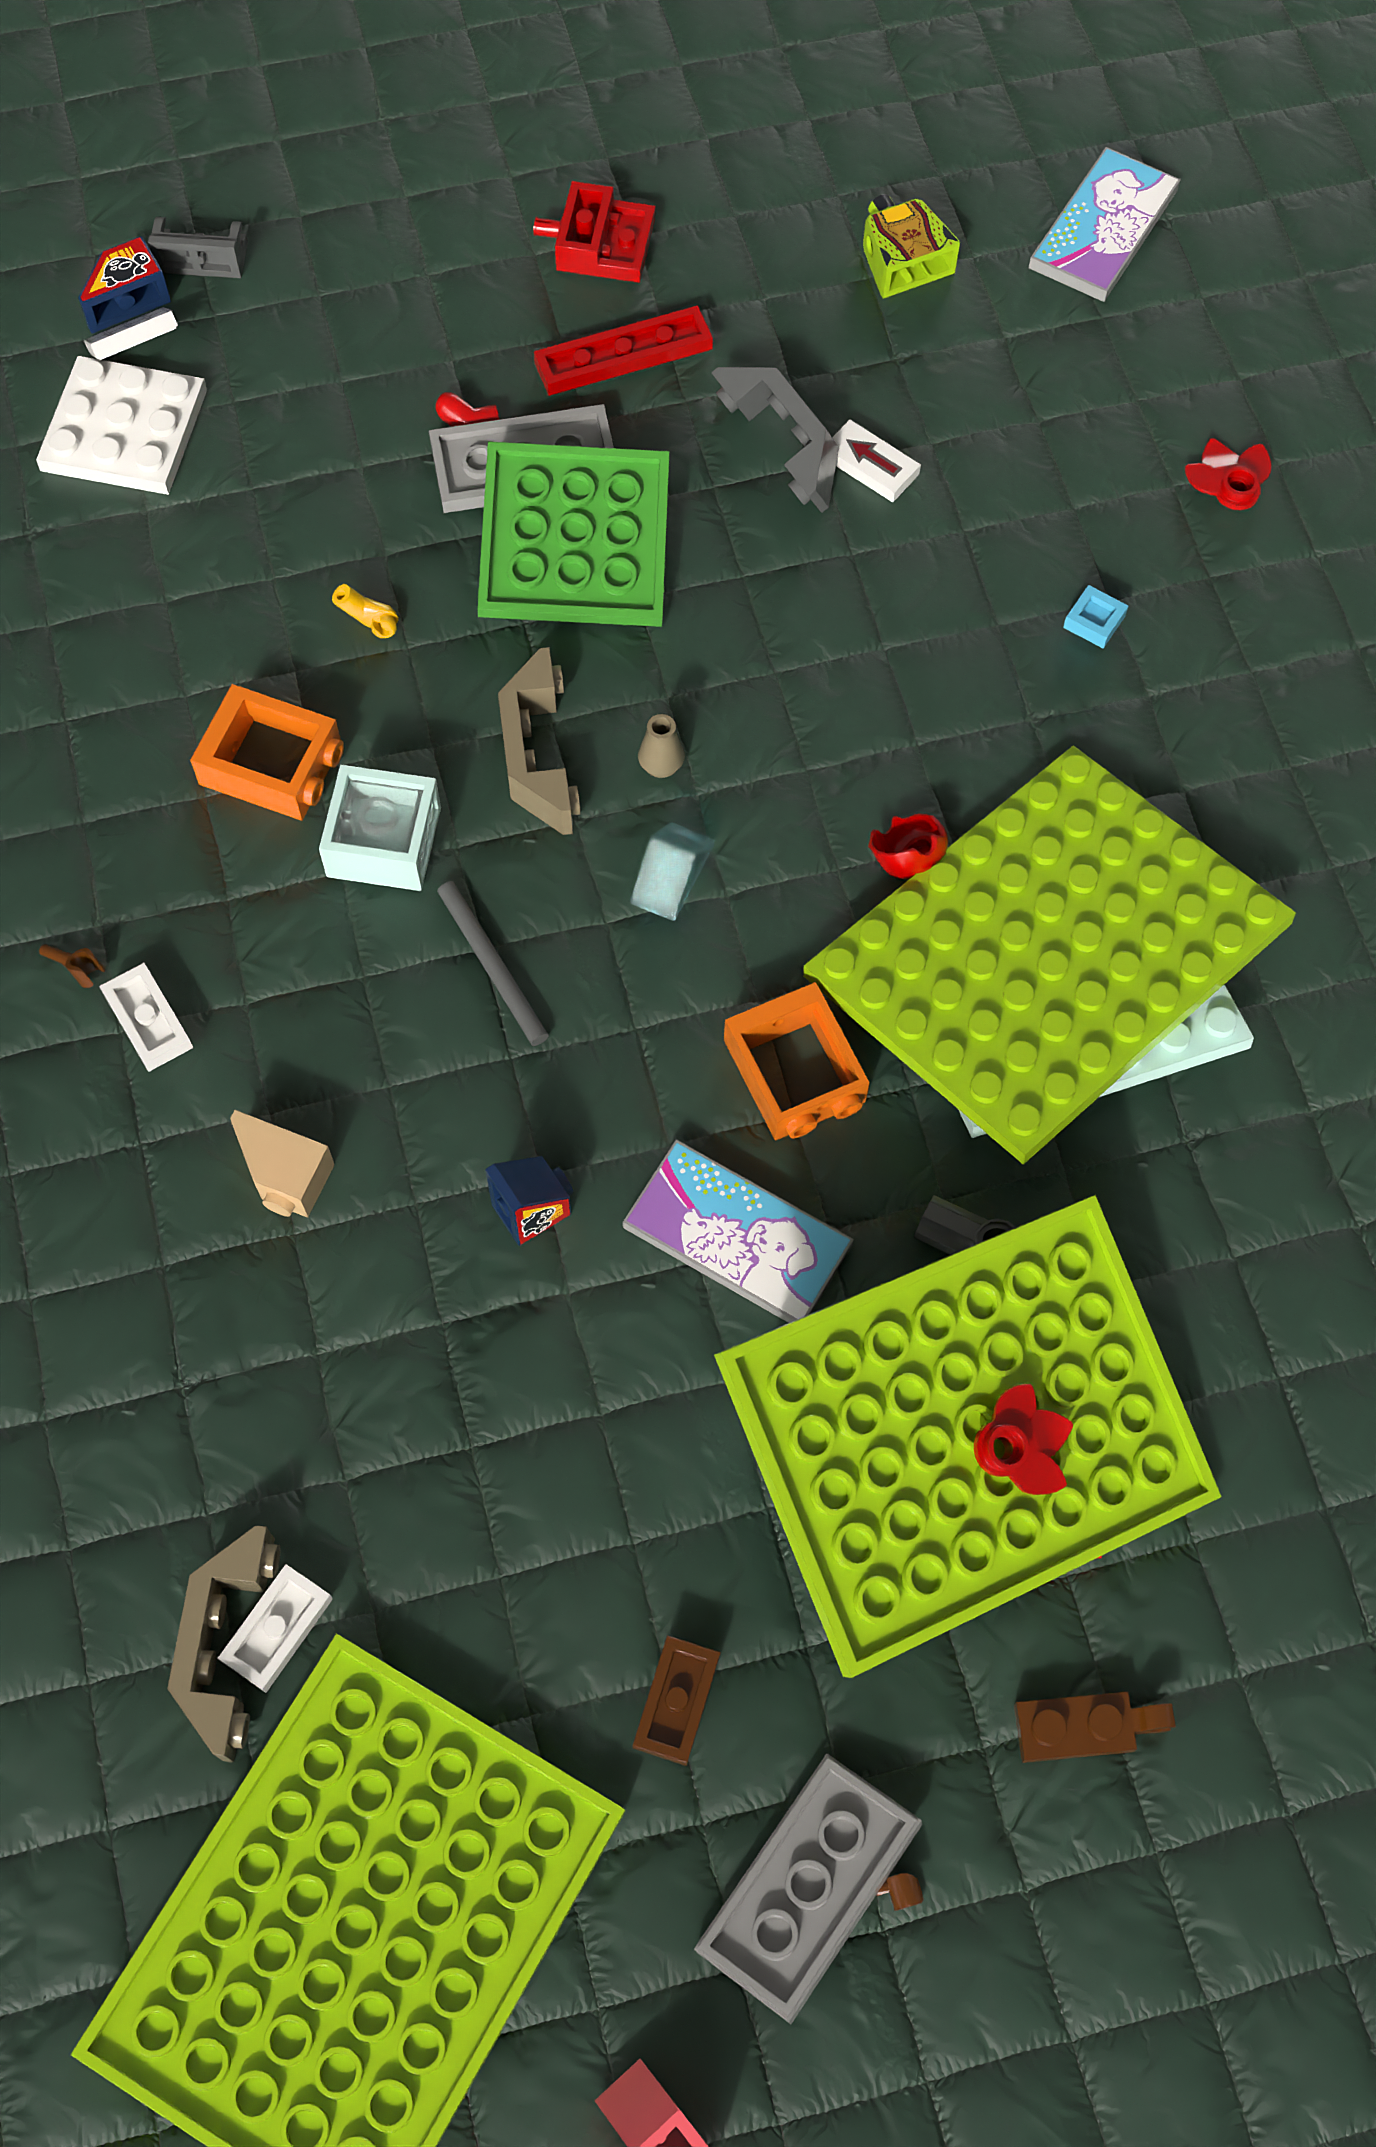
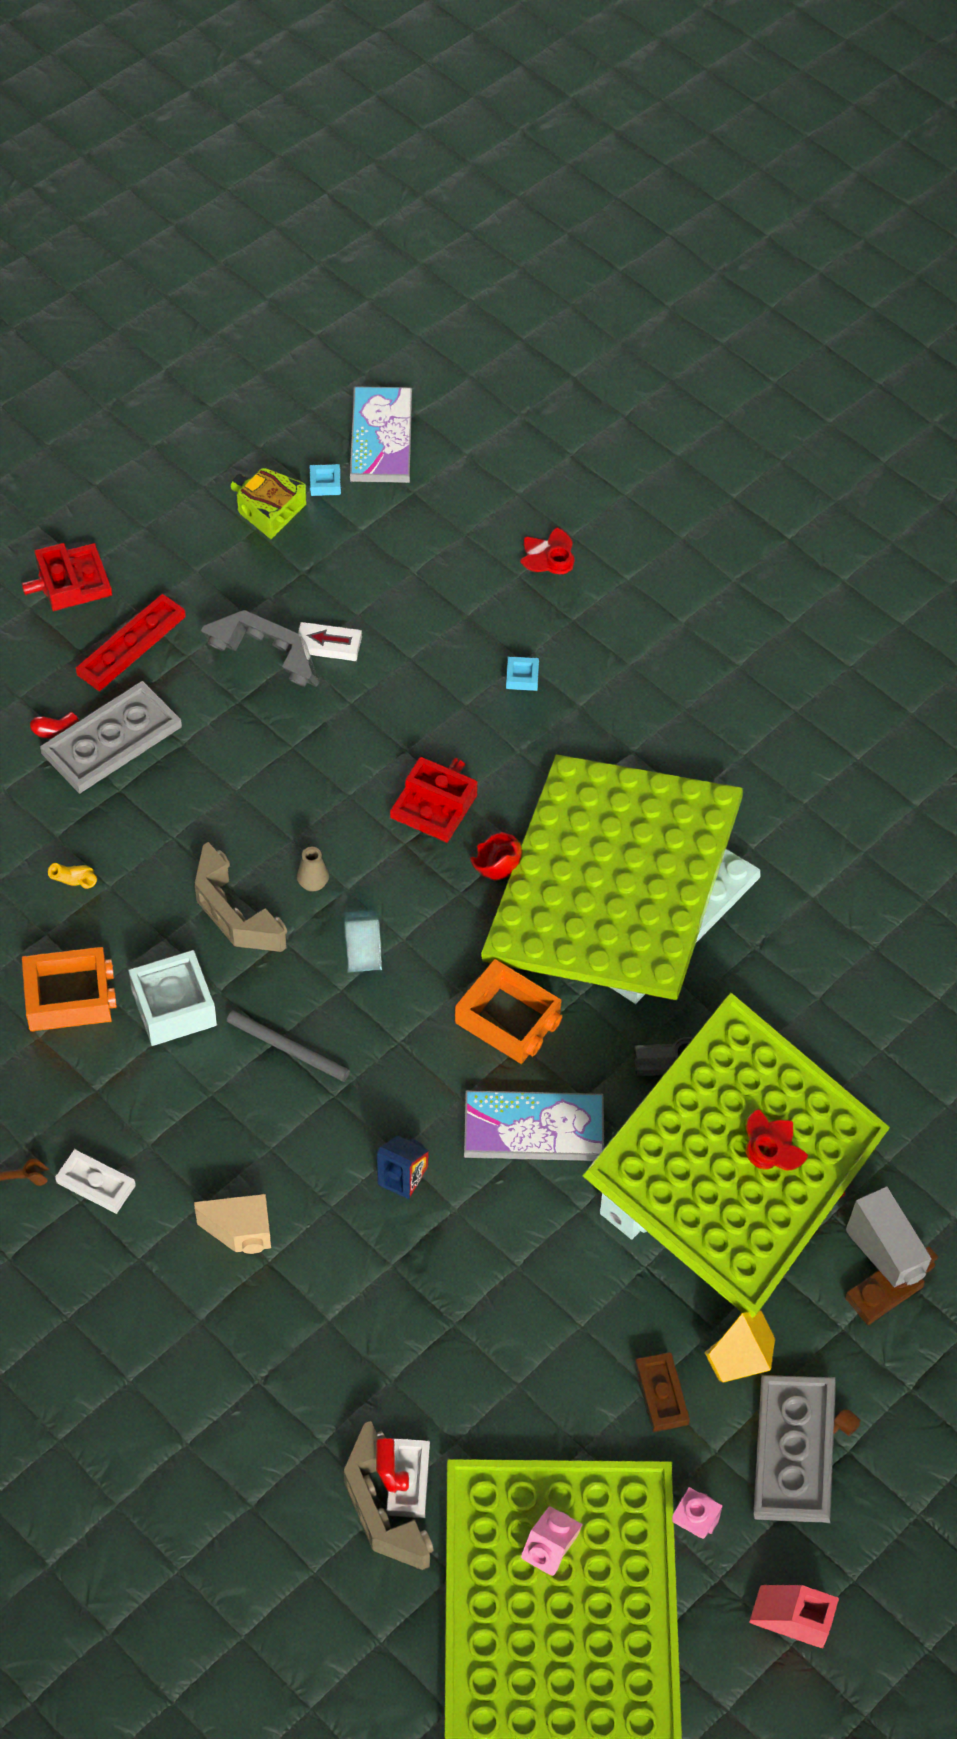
camera: 30 degrees left, 10 degrees down
(242, 1609) = (386, 1469): none -> red arm
(392, 1829) = (550, 1540): none -> bright pink bracket
(574, 534) = (176, 768): bright green plate -> none
(608, 1909) = (697, 1513): none -> bright pink bracket
(822, 1707) = (743, 1349): none -> yellow slope
(878, 728) = (435, 798): none -> red plate
(994, 250) = (325, 480): none -> medium azure plate
(1114, 1668) = (888, 1238): none -> light grey slope

